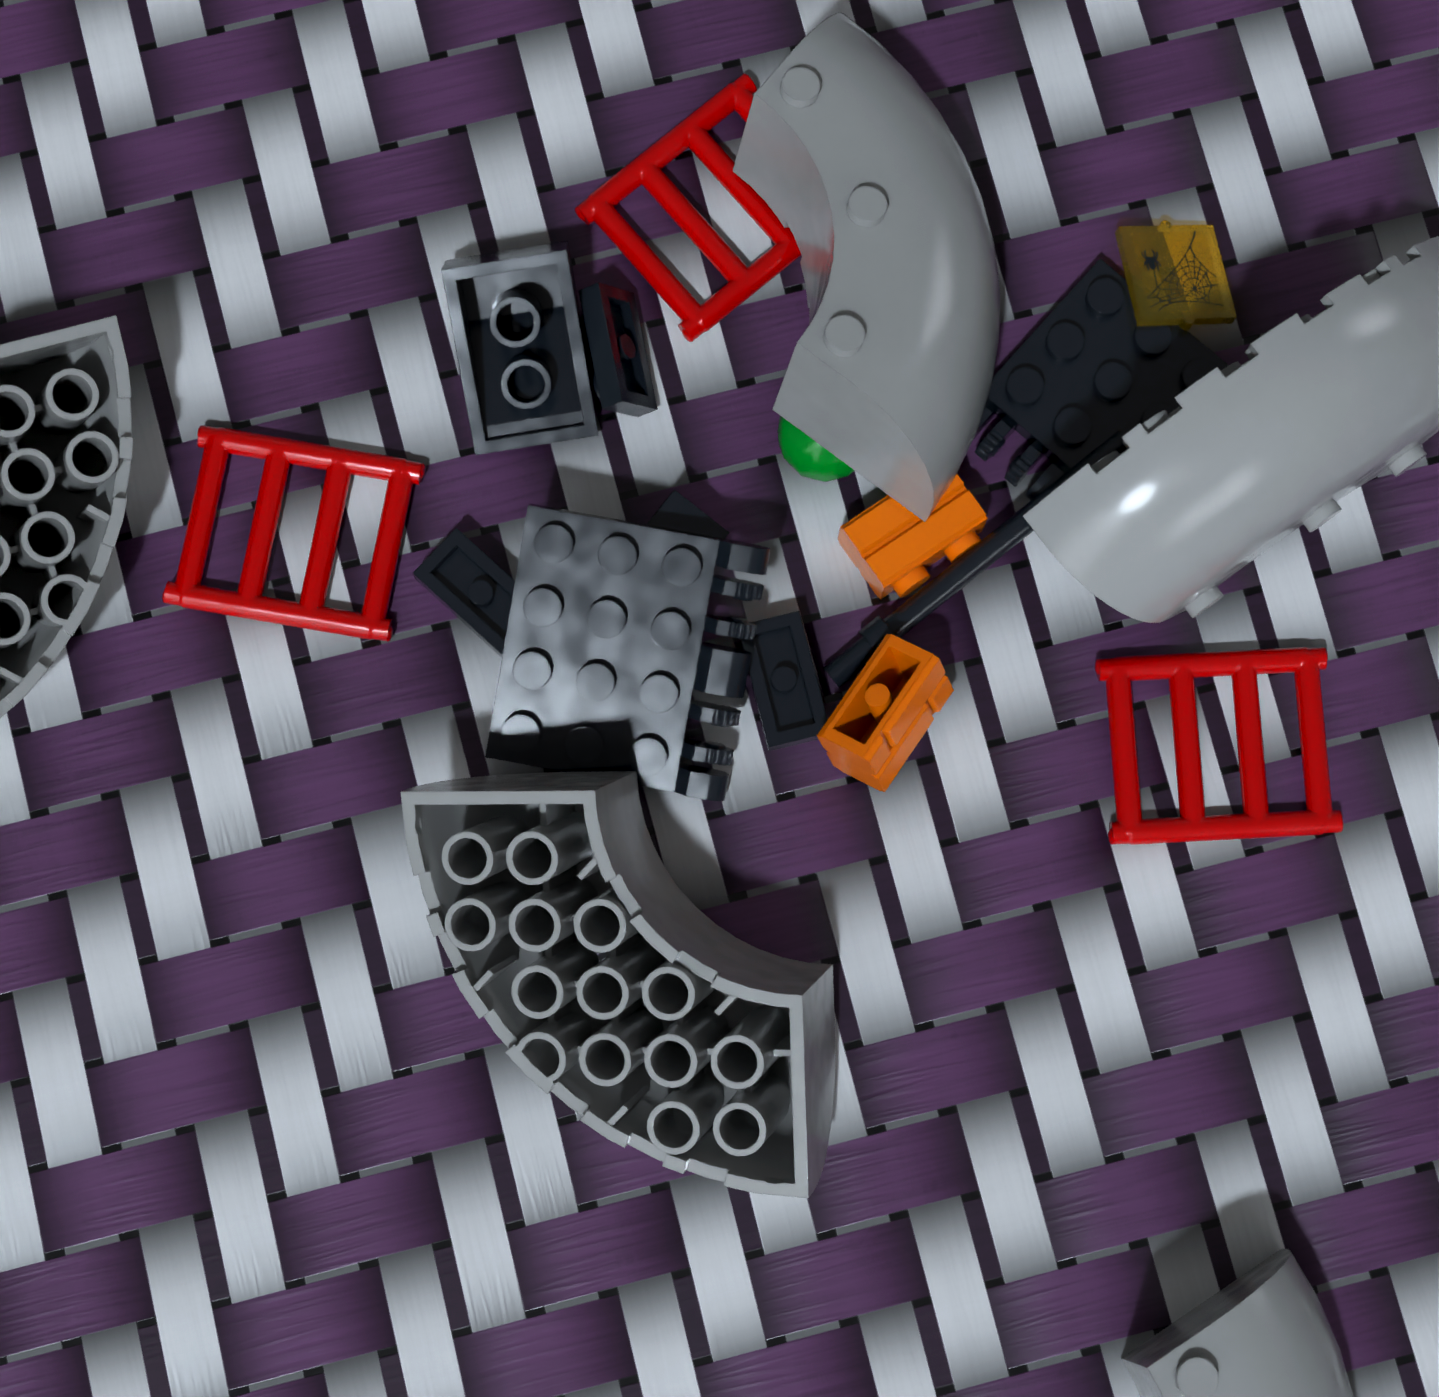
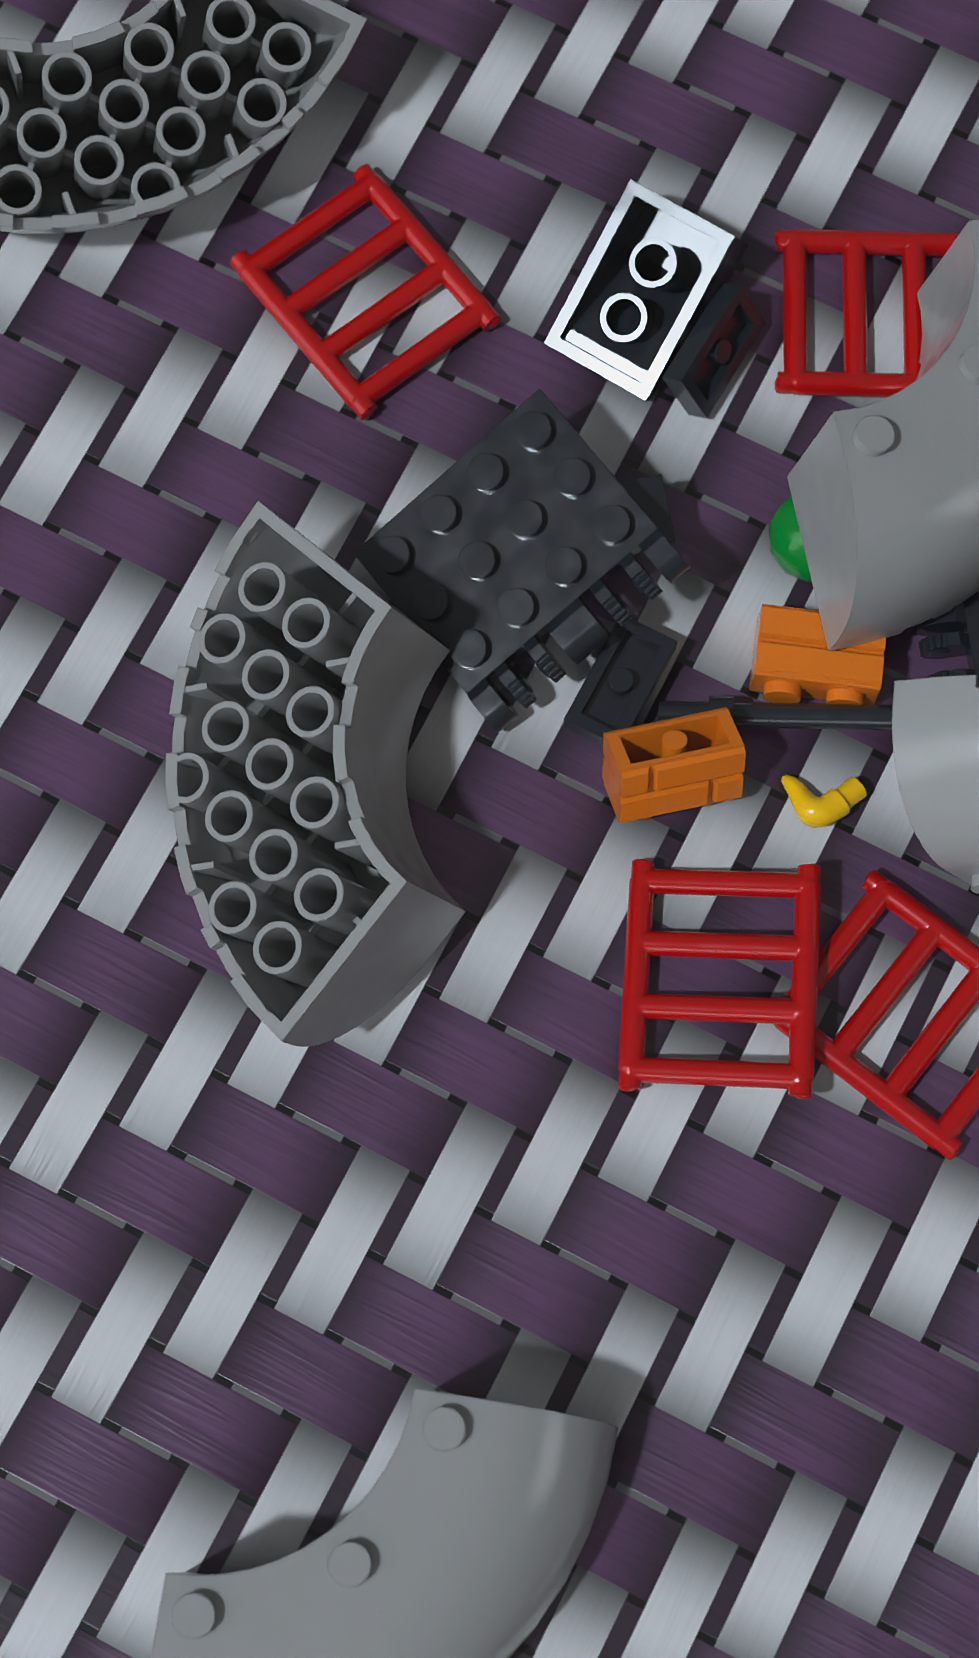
camera: 45 degrees right, 5 degrees down
(470, 587) = (451, 420): black plate -> none
(1020, 917) = (796, 1011): none -> red bar
(1021, 640) = (825, 809): none -> yellow animal

